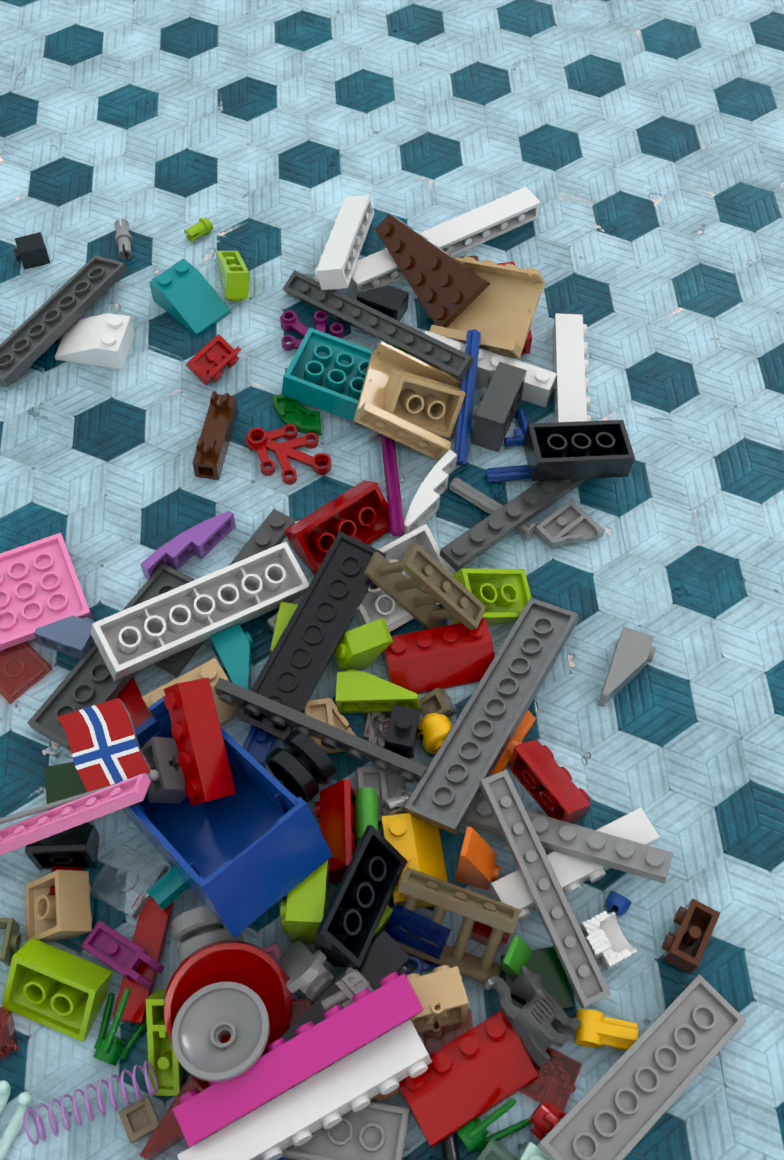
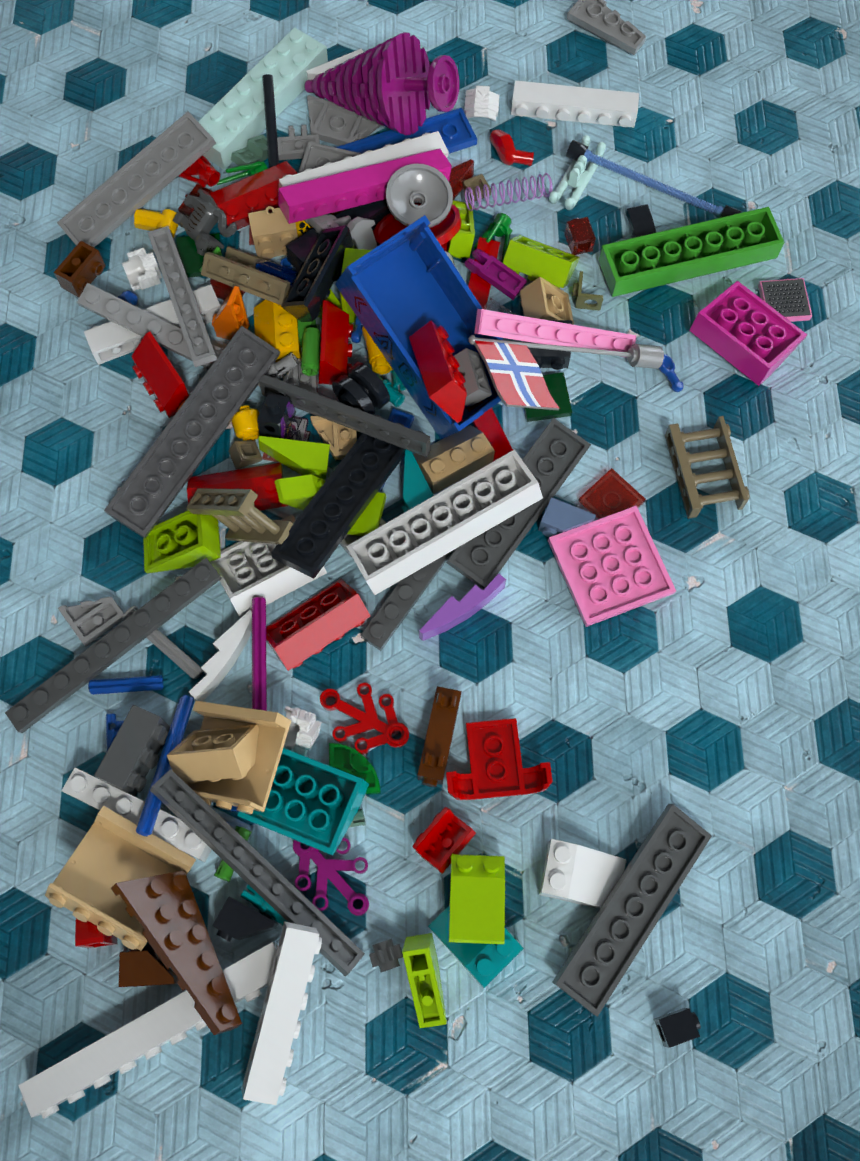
camera: 175 degrees left, 10 degrees up
(123, 239) = (565, 1051): light grey pin -> none
(163, 415) = (496, 764): none -> red piece
(185, 311) = (477, 899): none -> lime slope
(203, 227) = (470, 1064): lime pin -> none
(264, 284) = (386, 955): none -> dark grey gear
(347, 434) = (302, 730): none -> white hair
(569, 364) = (46, 807): white brick -> none
(578, 450) = (61, 676): black brick -> none
(627, 662) = (72, 478): light grey slope -> none

